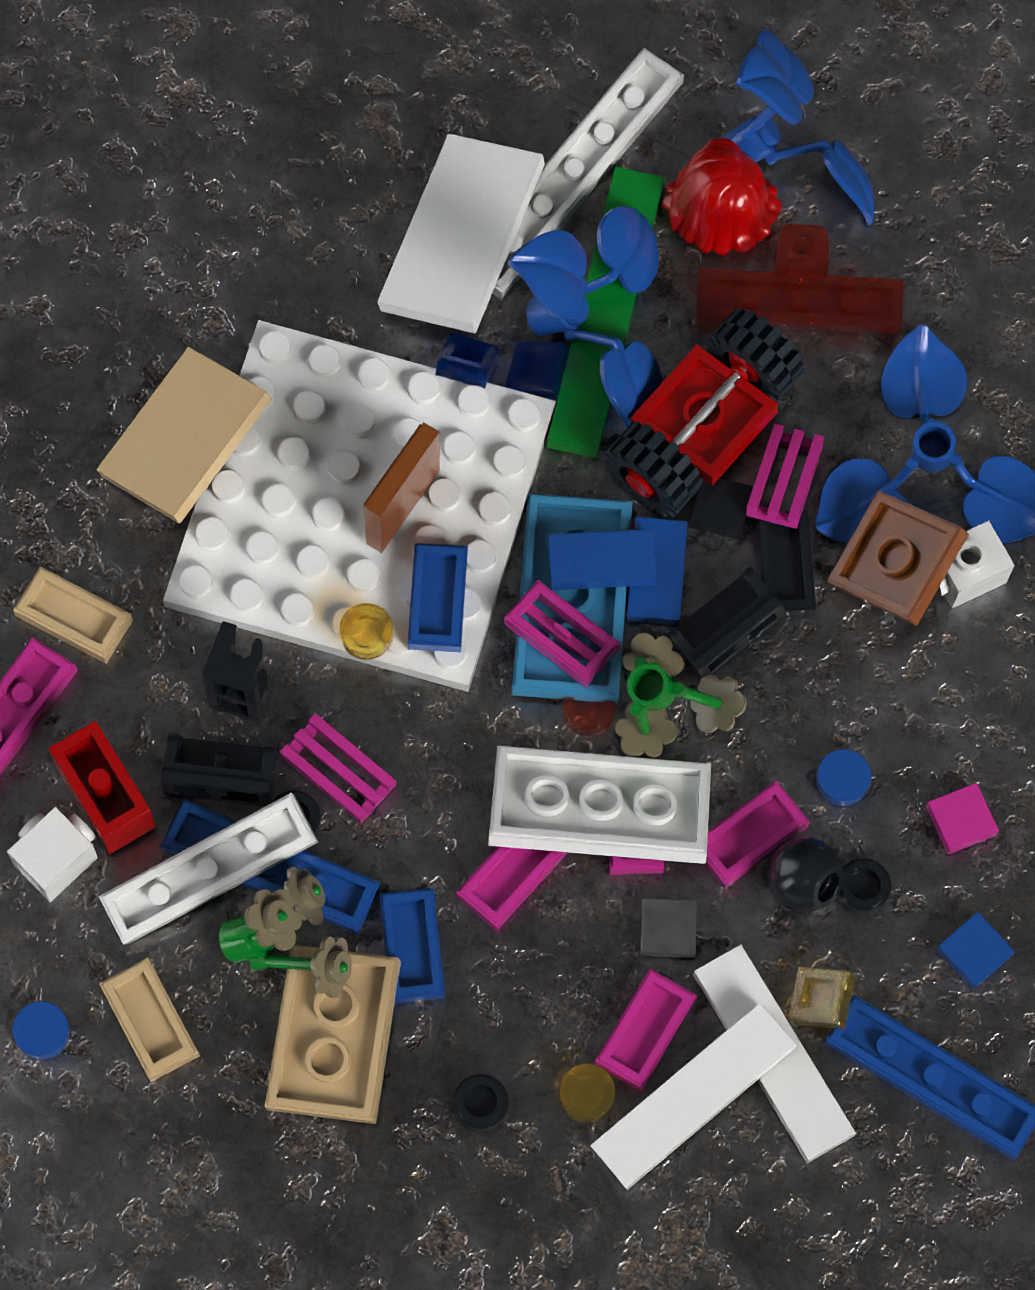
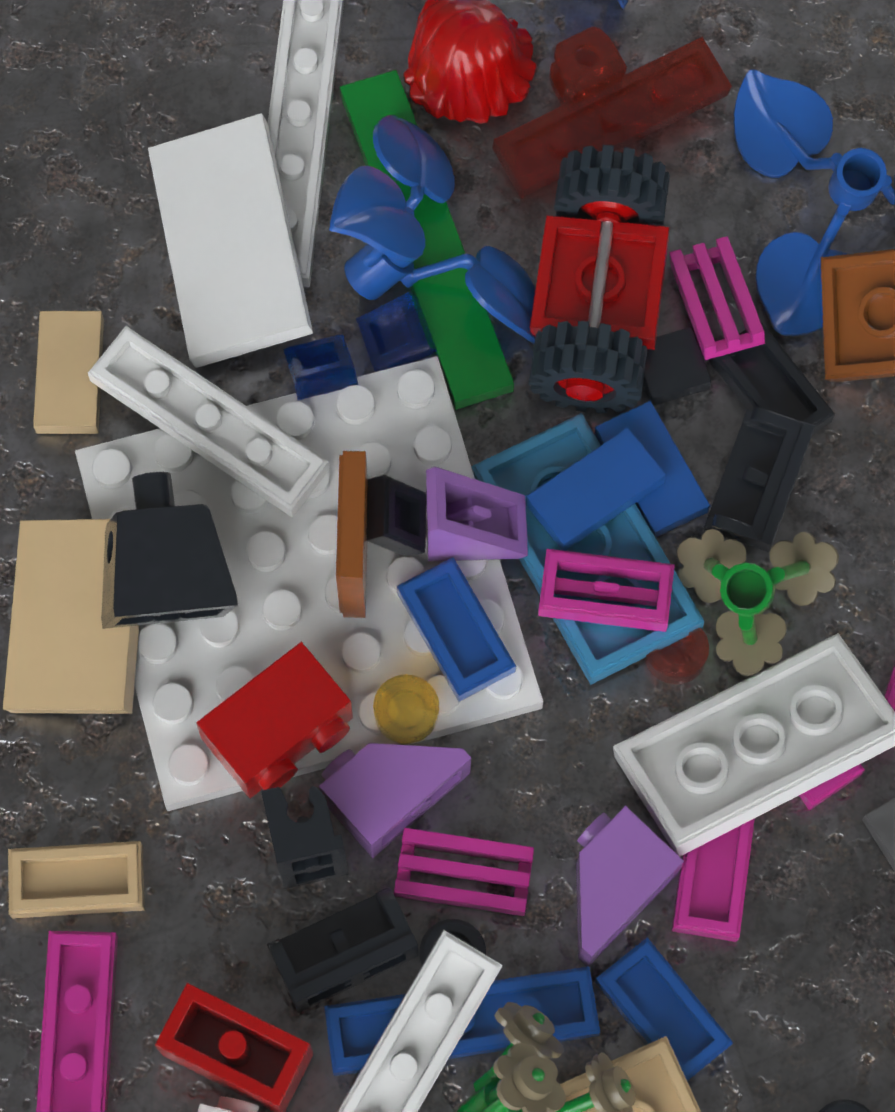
camera: 30 degrees left, 0 degrees up
(261, 429) = (163, 561): none -> black torso
(270, 585) = (277, 721): none -> red brick
(290, 262) = (65, 354): none -> tan tile
(323, 680) = (389, 788): none -> medium lavender slope
(360, 352) = (209, 421): none -> white tile
(436, 836) = (617, 878): none -> medium lavender slope
(444, 494) = (396, 516): none -> black tile
(496, 526) = (473, 519): none -> medium lavender slope

